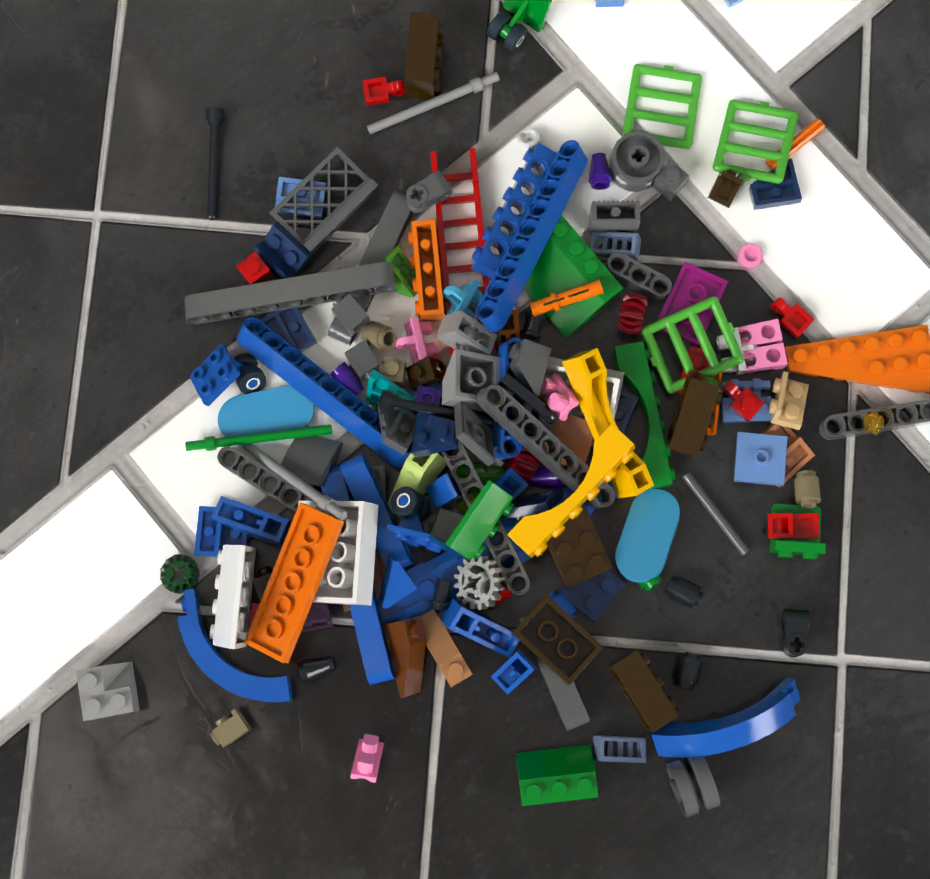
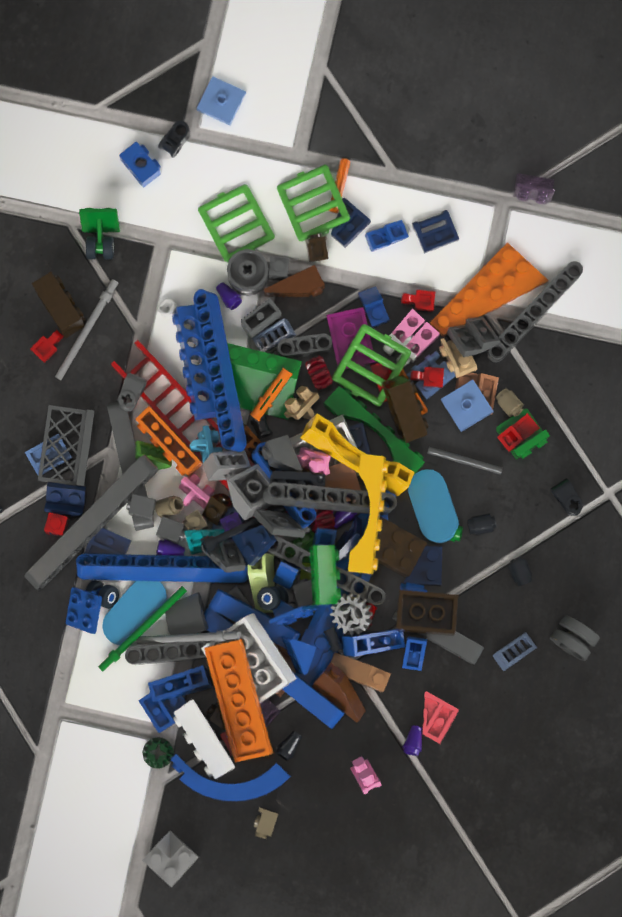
camera: 40 degrees left, 0 degrees up
(444, 762) = (413, 742): none -> dark purple cone
(487, 756) = (437, 717): none -> coral wing
(556, 775) = (488, 696): green slope -> none
(590, 334) = (301, 406): none -> tan hips
(644, 690) = (502, 603): dark brown brick -> none
(680, 212) = (301, 284): none -> reddish brown slope
(731, 731) = (572, 589): blue arch -> none
(739, 289) = (373, 306): none -> blue slope
(750, 256) = (364, 279): bright pink tile -> none
(806, 229) = (386, 236): none -> blue slope
(820, 394) = (473, 337): none -> dark grey slope
(860, 267) = (436, 237): none -> dark blue plate
(873, 422) = (519, 331): clear yellow plate -> none

